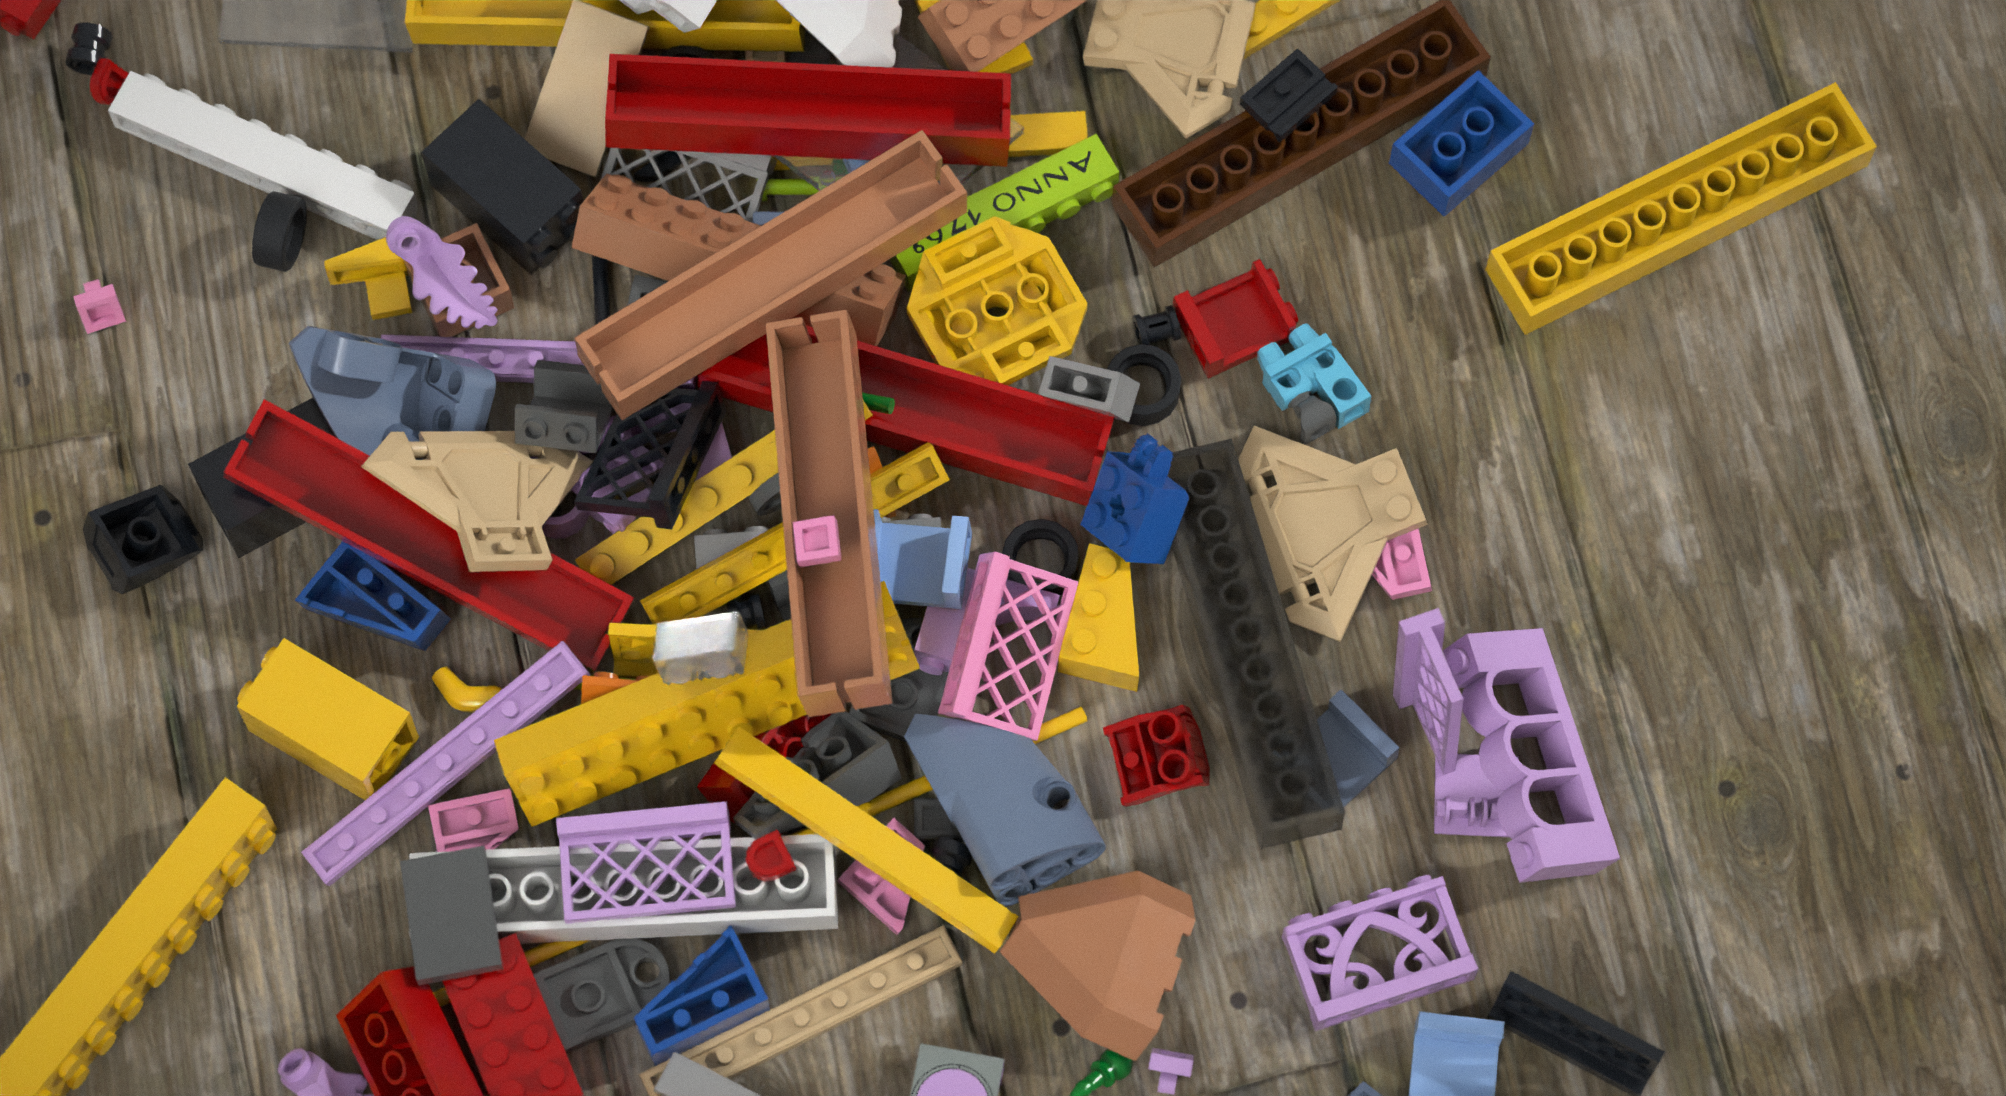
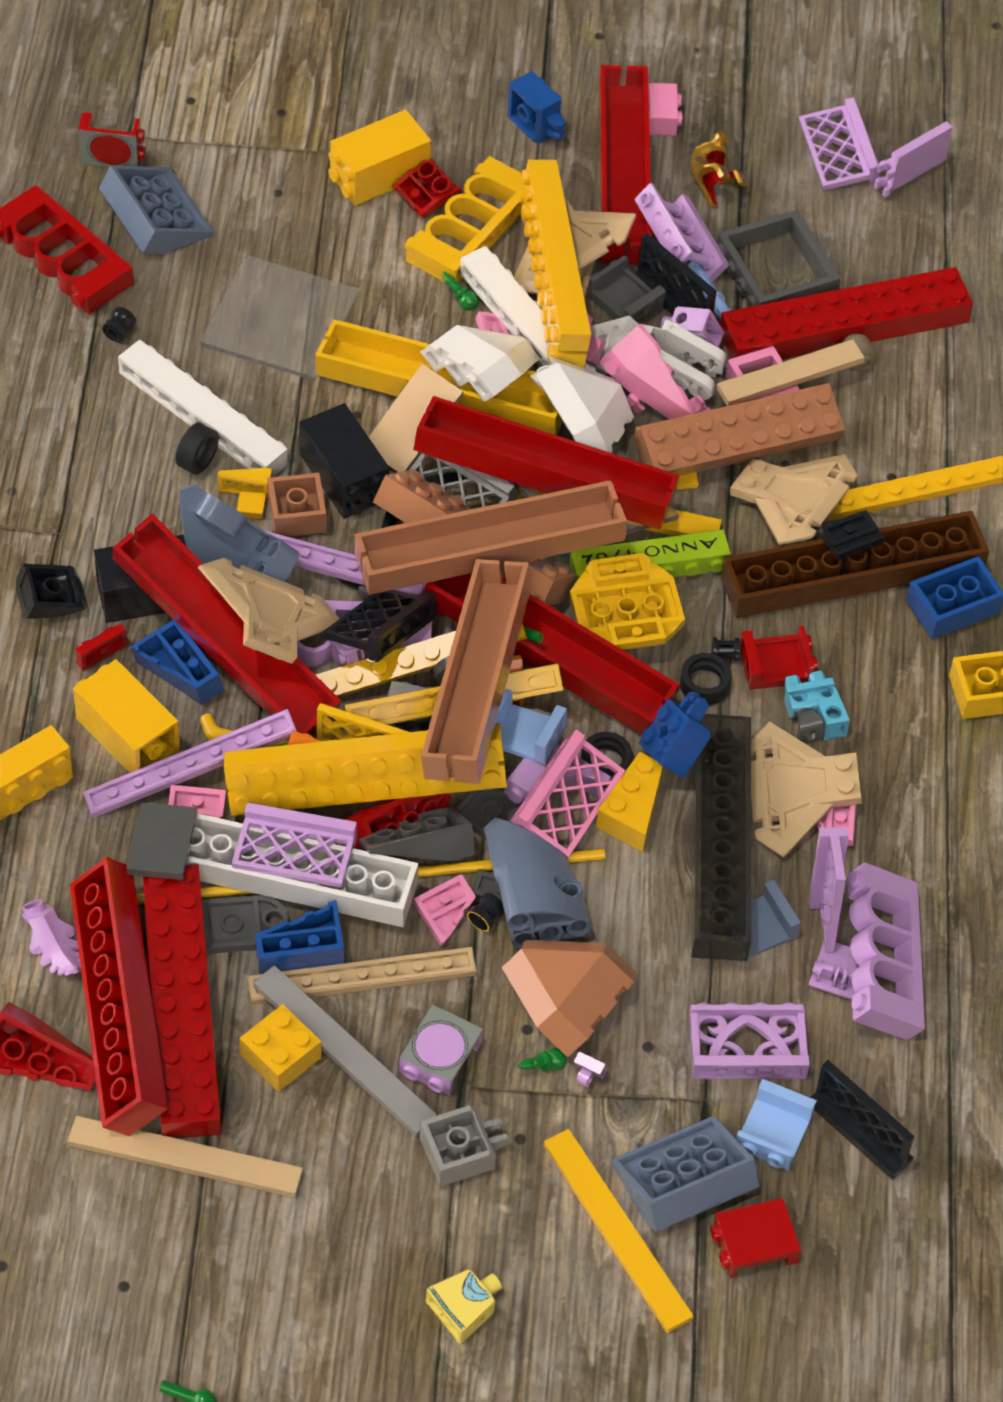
camera: 15 degrees right, 15 degrees down
(99, 306) = (72, 462): bright pink tile -> none
(106, 81) = (122, 342): red tile -> none
(255, 594) = (101, 646): none -> red plate
(439, 273) = (287, 492): lavender plant -> none
(565, 409) = (337, 585): dark grey panel -> none
(700, 648) = (371, 727): clear brick -> none
(769, 857) = (373, 864): red tile -> none
(817, 541) = (464, 678): bright pink tile -> none
(866, 840) = (438, 873): yellow tile -> none
(1090, 387) = (671, 662): light grey brick -> none
(1158, 754) = (643, 887): red slope -> none

